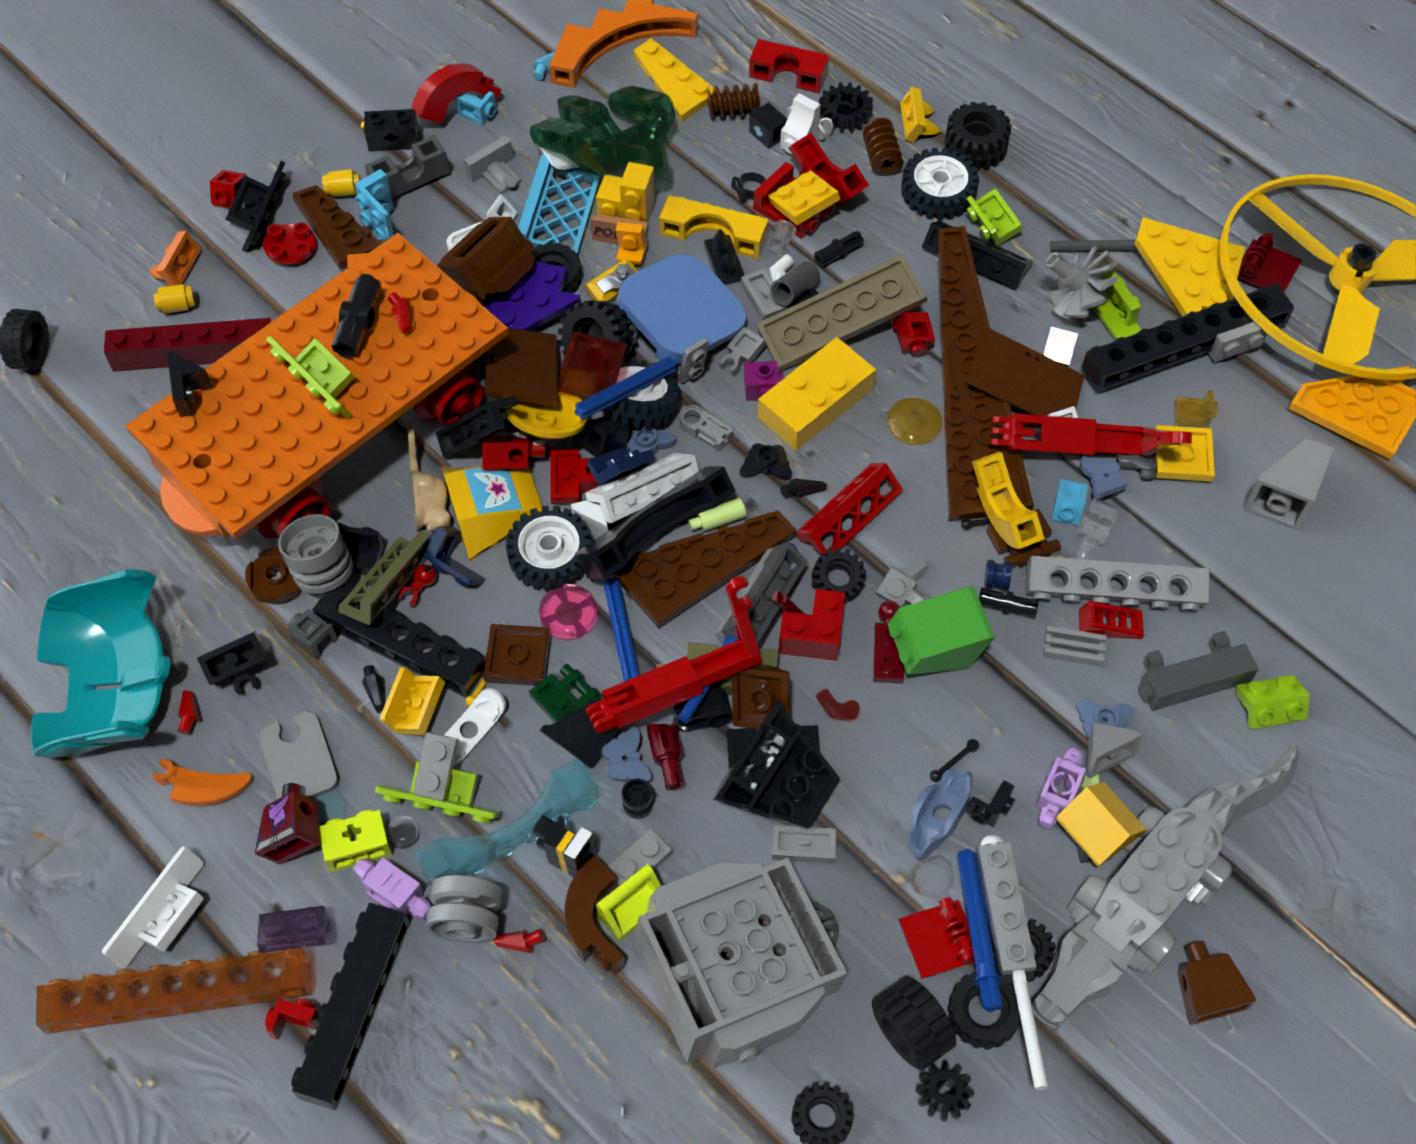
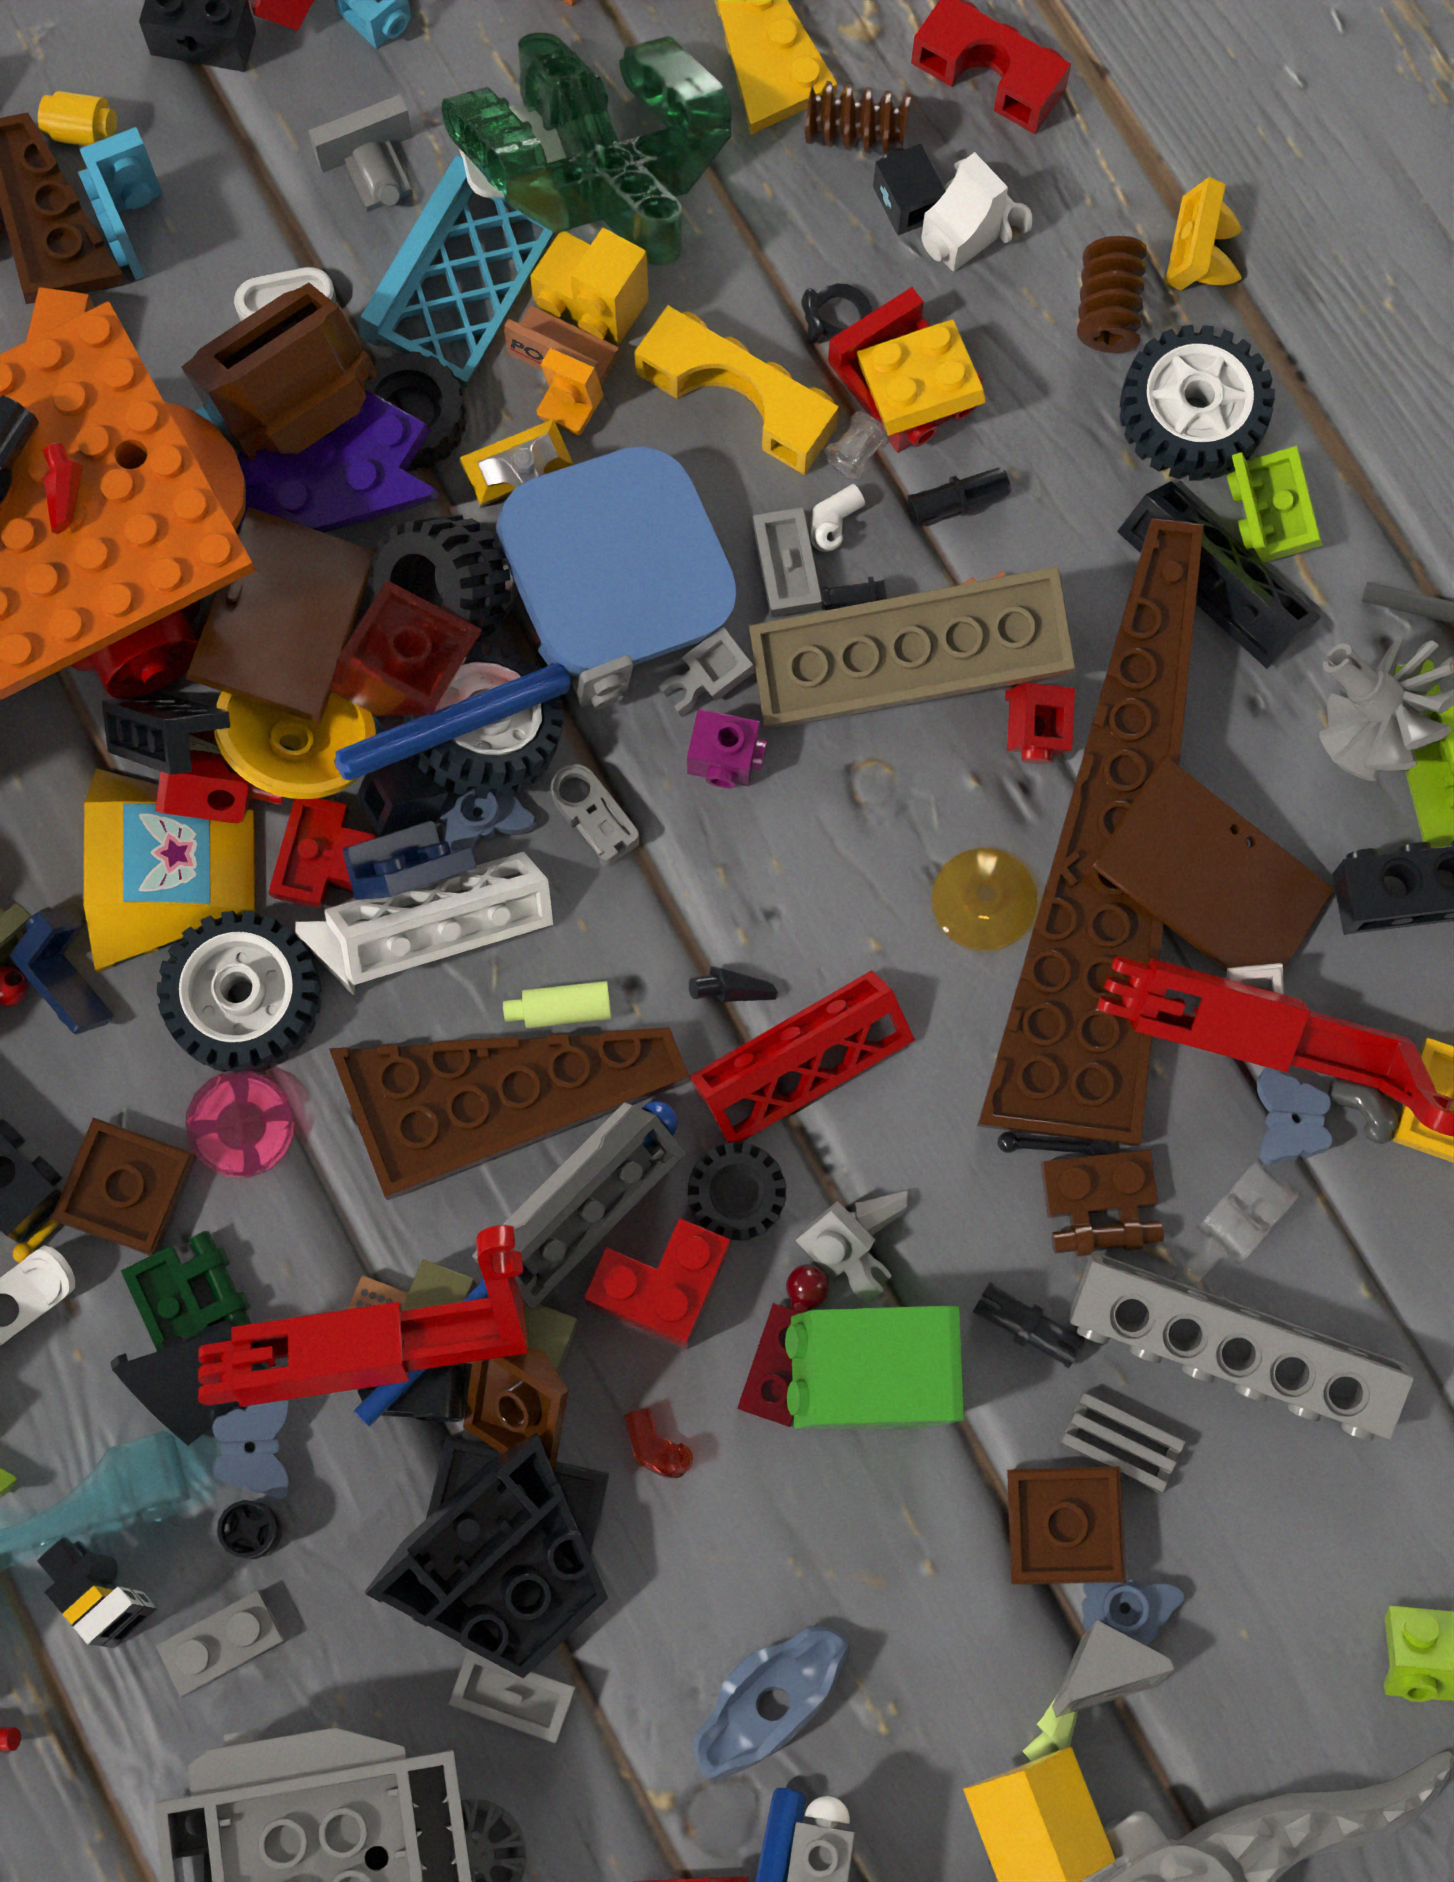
camera: 15 degrees right, 15 degrees up
(425, 164) = (231, 123): dark grey arch -> none
(428, 492) = (51, 822): tan animal -> none
(501, 208) = (352, 259): white slope -> none
(588, 888) = (89, 1722): reddish brown arch -> none
(621, 629) = (321, 1190): blue axle -> none
(622, 542) = (347, 1036): black arch -> none
(625, 904) = (179, 1729): neon yellow tile -> none
(667, 753) = (327, 1453): dark red arm -> none
(723, 258) = (737, 464): black tile -> none
(766, 460) = (701, 926): black animal -> none
(785, 603) = (623, 1239): dark red wheel -> none
(795, 283) = (847, 559): dark grey pin -> none
(812, 158) = (1001, 356): red arch -> none
(816, 393) = (815, 802): yellow brick -> none
(846, 105) = (1075, 177): black gear -> none
(972, 746) = (872, 1586): black hinge -> none
(979, 133) = (1309, 281): black tyre -> none
(990, 813) = (881, 1720): black bracket -> none
(998, 575) = (1027, 1267): dark blue wheel -> none
(1004, 509) = (1080, 1145): yellow arch -> none
(1060, 345) = (1304, 821): brick -> none
(1061, 688) = (1066, 1525): none -> reddish brown plate
(1069, 502) = (1213, 1149): medium azure bracket -> none
(1069, 771) = (1036, 1674): lavender piece -> none
(1092, 615) = (1170, 1406): red slope -> none
(1197, 676) = (1322, 1572): dark grey brick -> none

